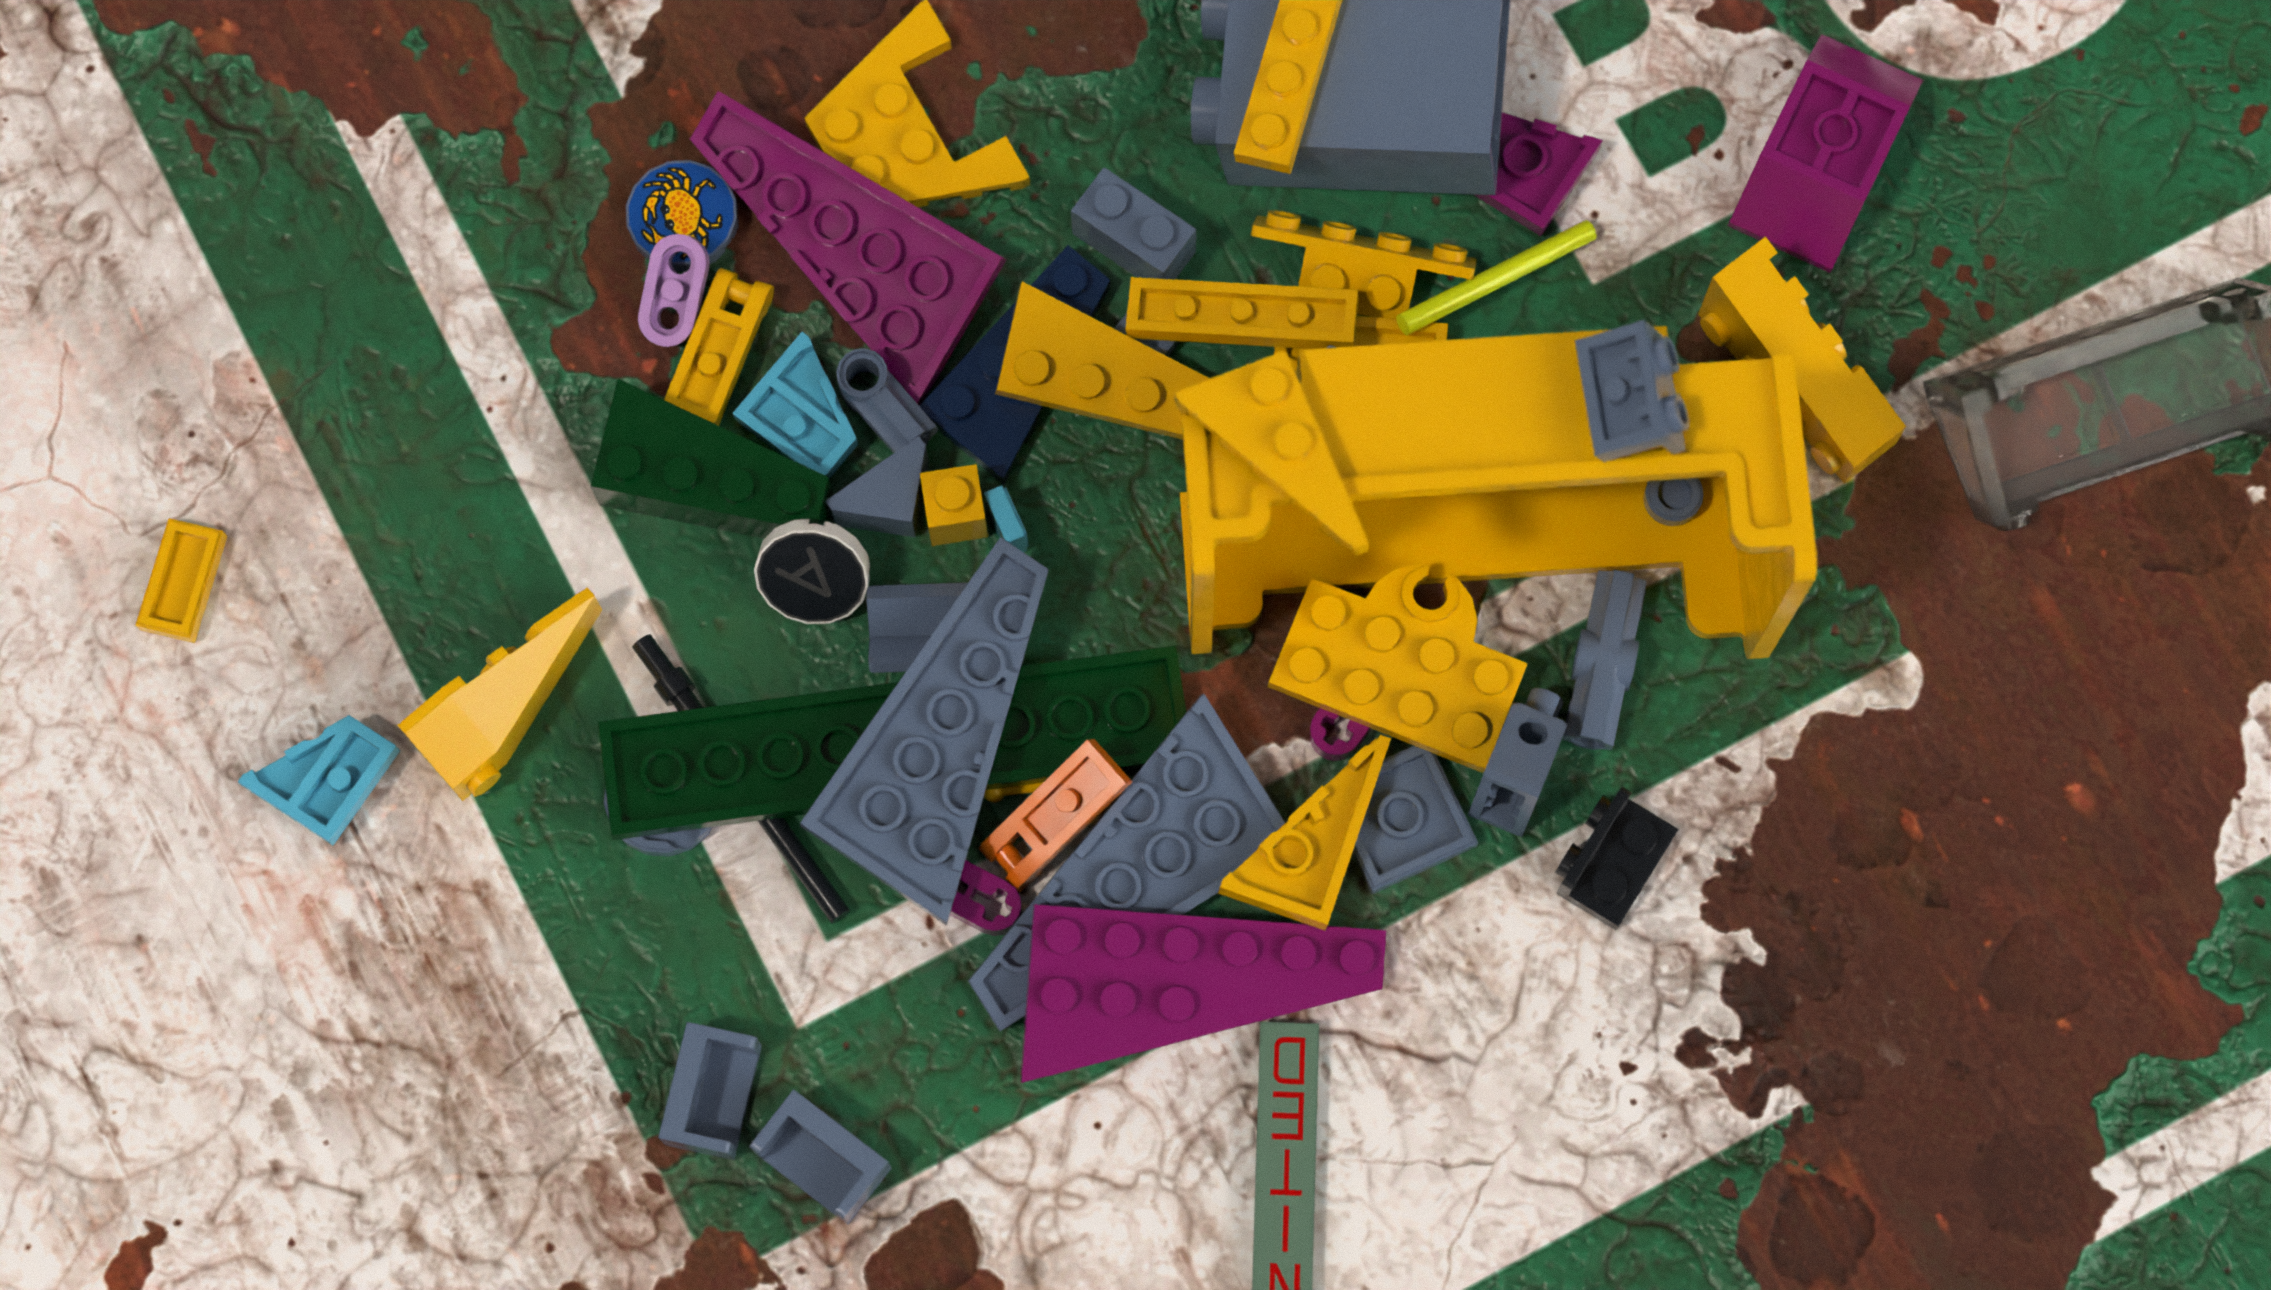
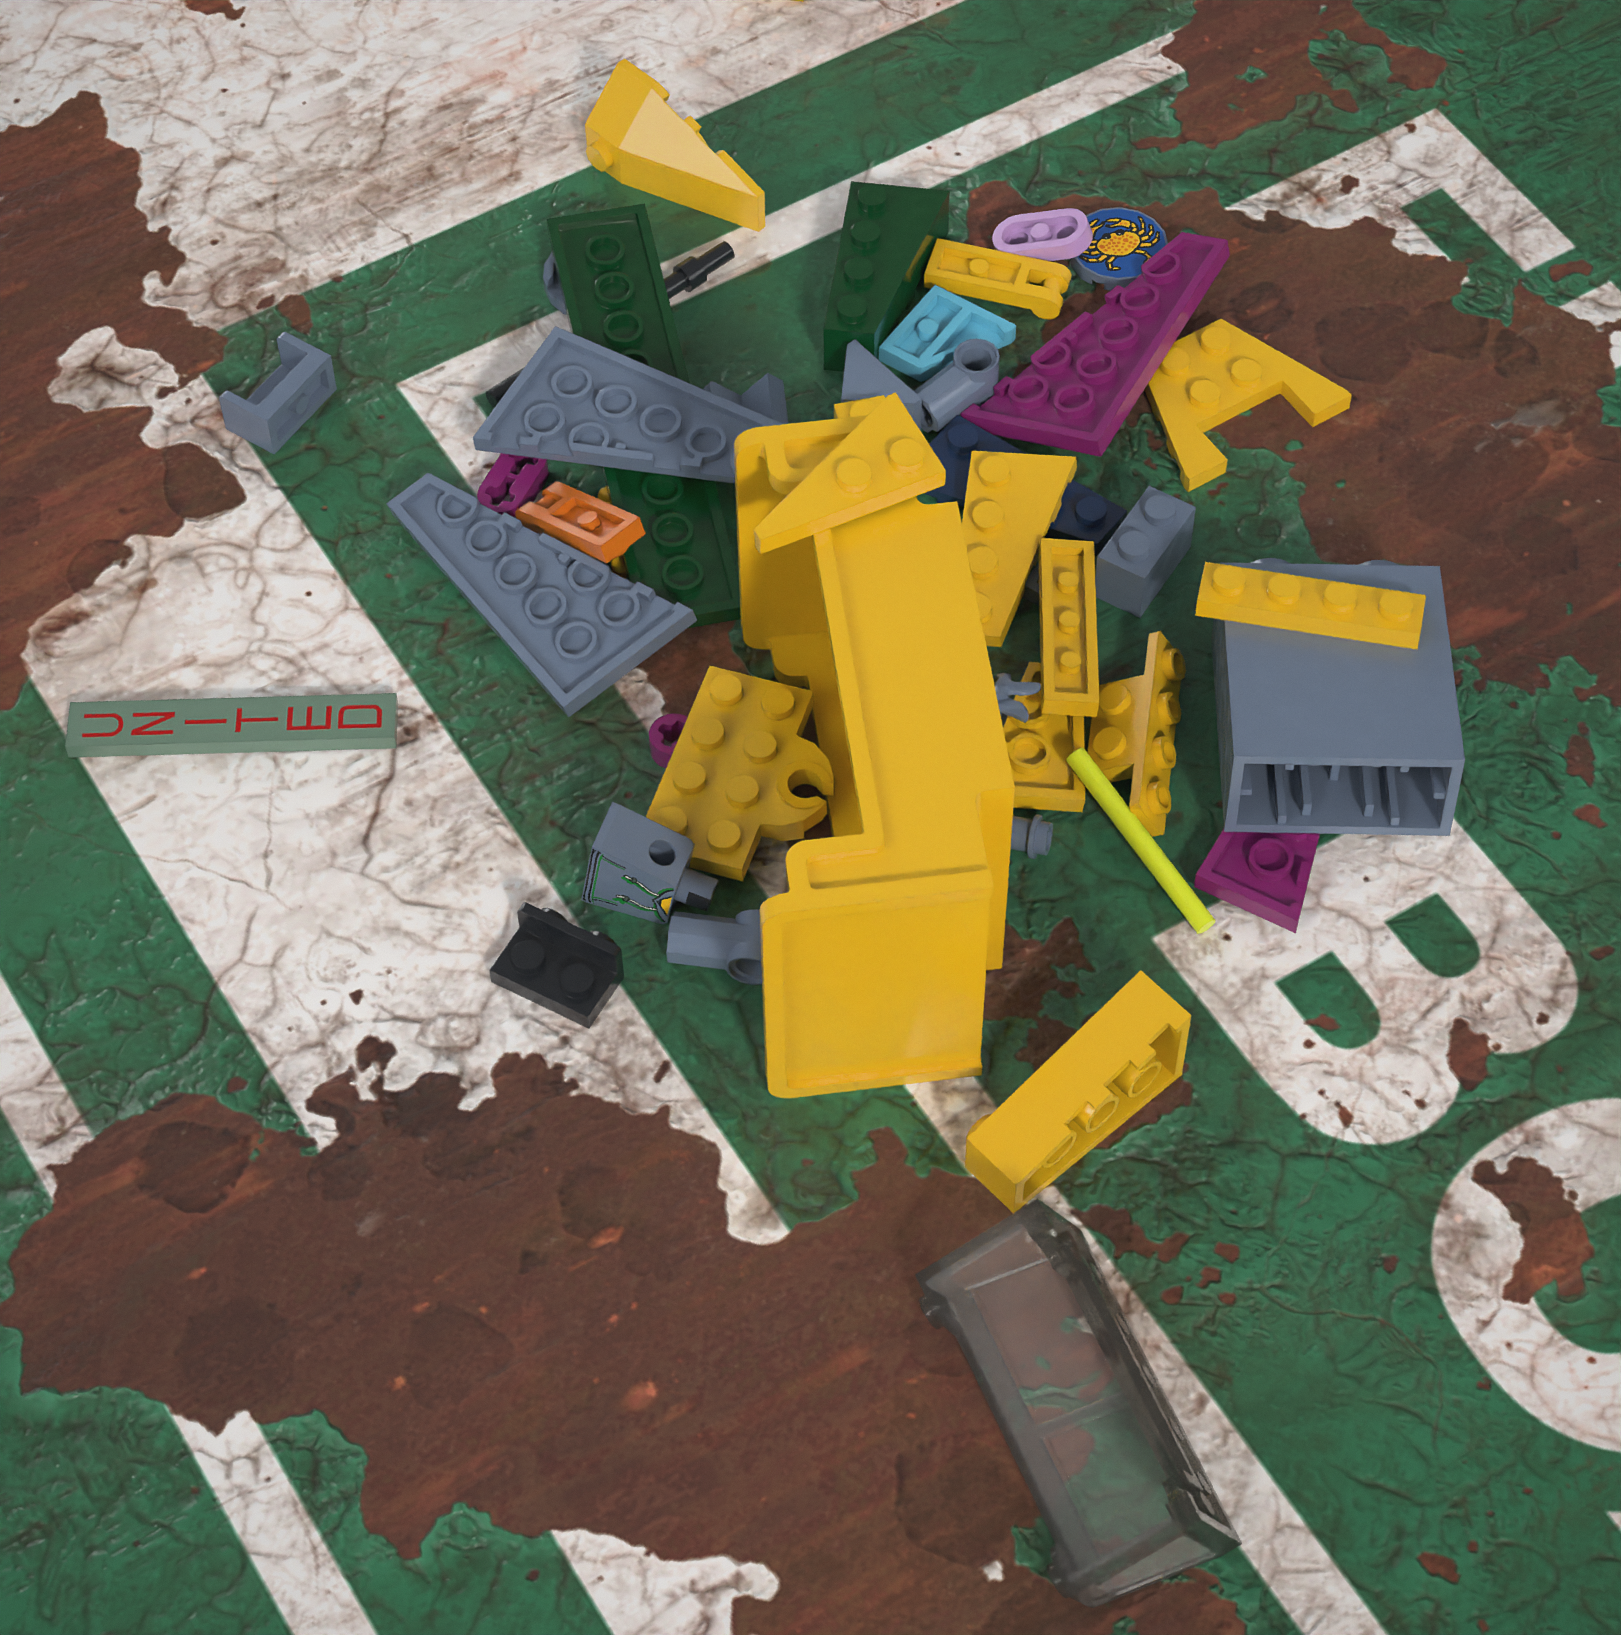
camera: 85 degrees right, 20 degrees down
(325, 778) = (589, 58): medium azure wing -> none
(710, 1091) = (338, 315): sand blue panel -> none
(812, 571) = (793, 338): black tile -> none
(1147, 980) = (432, 609): magenta wing -> none
(1306, 859) = (548, 709): yellow wing -> none
(1410, 821) = (579, 789): sand blue tile -> none
(1631, 391) = (933, 744): sand blue bracket -> none
(1825, 152) = (1330, 1110): magenta slope -> none

